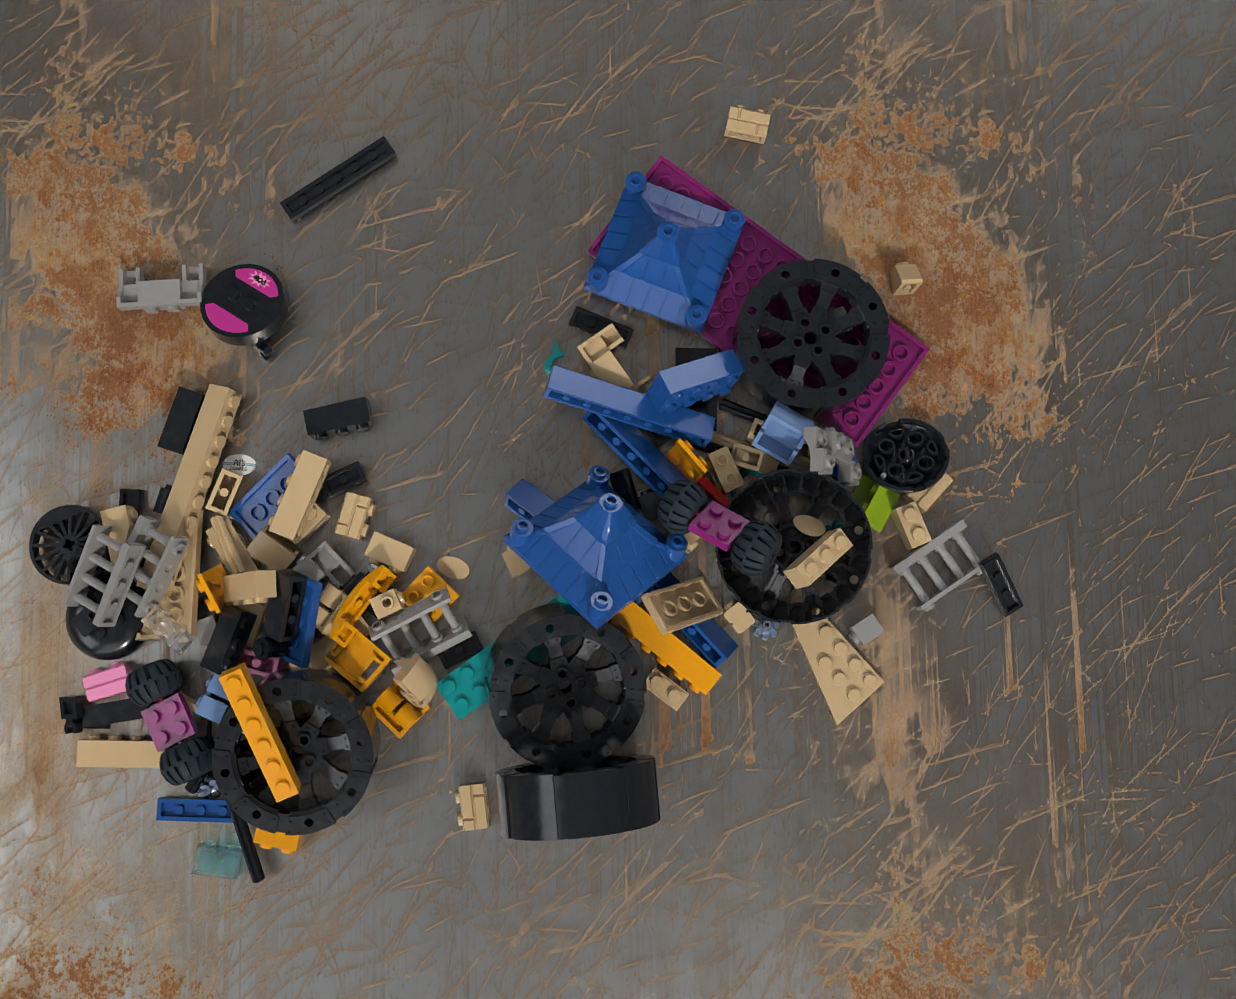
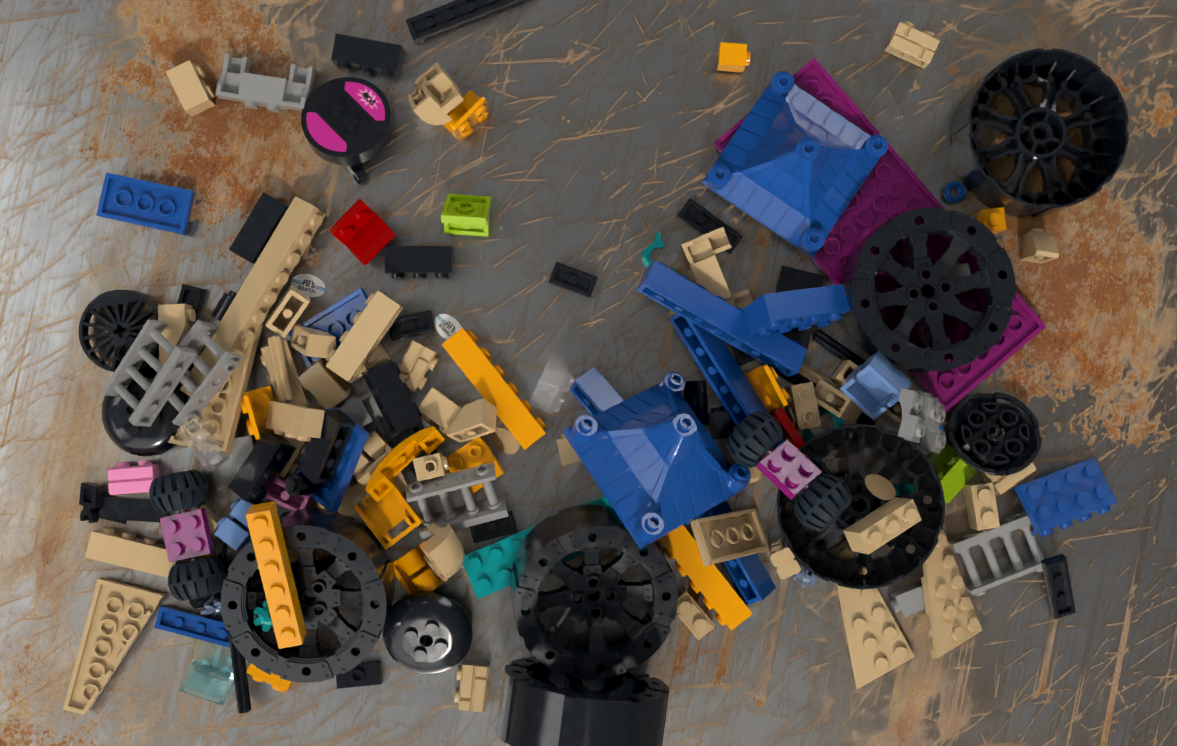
camera: 15 degrees right, 5 degrees up
(71, 422) = (145, 203): none -> blue plate
(93, 307) = (191, 88): none -> tan brick
(114, 833) = (111, 628): none -> tan wing
(251, 242) = (367, 56): none -> black brick
(252, 513) = (312, 341): none -> tan slope
(257, 778) = (263, 616): none -> teal plant
(279, 402) = (362, 232): none -> red bracket
(321, 264) = (435, 96): none -> tan brick
(337, 546) = (391, 396): none -> black brick
(353, 276) = (467, 115): none -> light orange bracket
(362, 821) = (362, 675): none -> black plate
(373, 366) = (466, 215): none -> lime bracket
(379, 474) = (446, 325): none -> white sticker
(419, 553) = (473, 421): none -> tan slope
(424, 746) = (433, 616): none -> black brick
(434, 520) = (493, 387): none -> light orange brick
(485, 403) = (573, 279): none -> black plate
(486, 508) = (550, 389): none -> clear brick
(586, 170) = (732, 57): none -> light orange brick
(820, 242) = (961, 192): none -> blue plate
(858, 262) = (992, 218): none -> light orange brick
(898, 617) = (947, 601): none -> tan wing
(903, 125) = (1084, 89): none -> black wheel
(986, 500) = (1065, 497): none -> blue bracket

